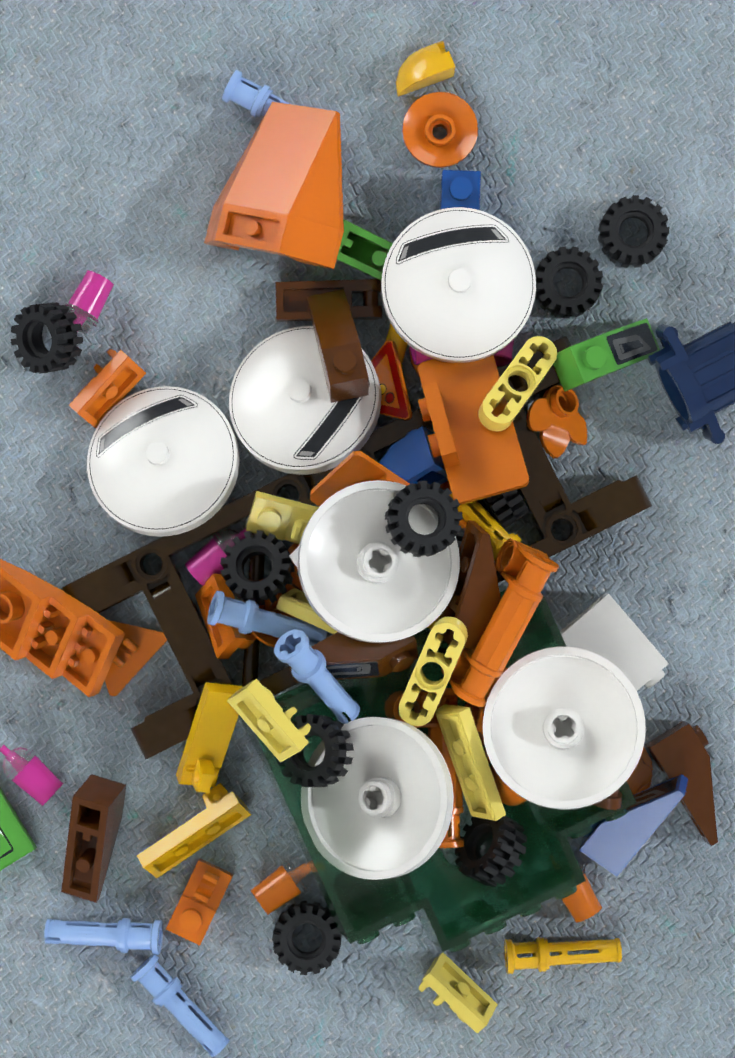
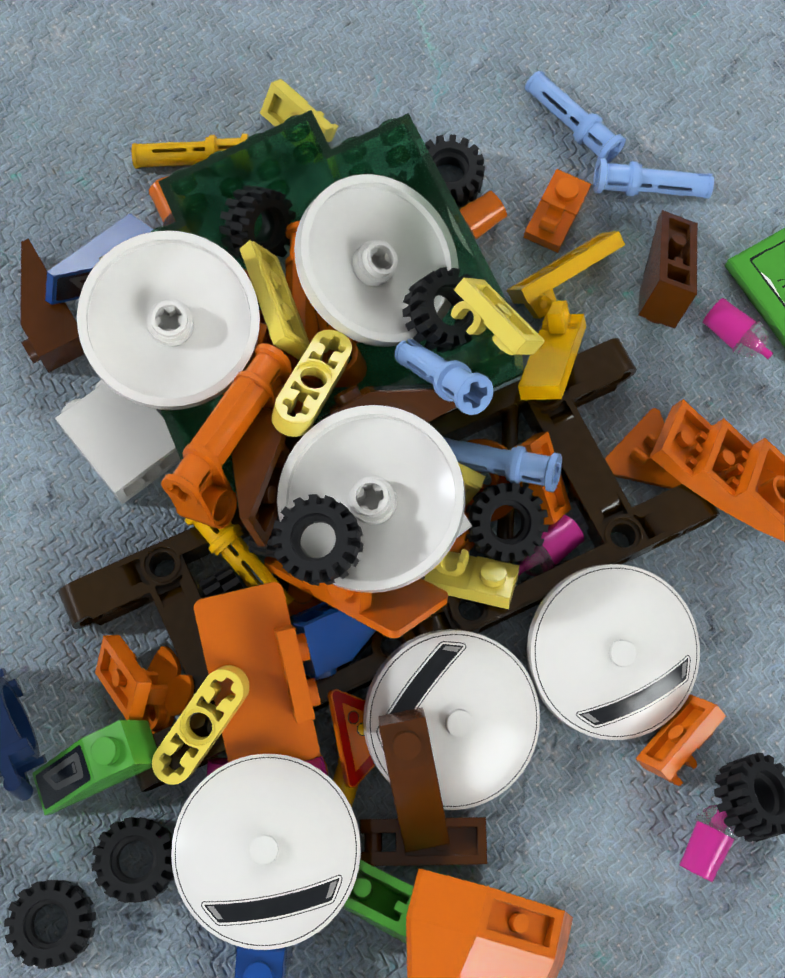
camera: 175 degrees right, 15 degrees down
(586, 425) = (126, 680): none -> orange plate

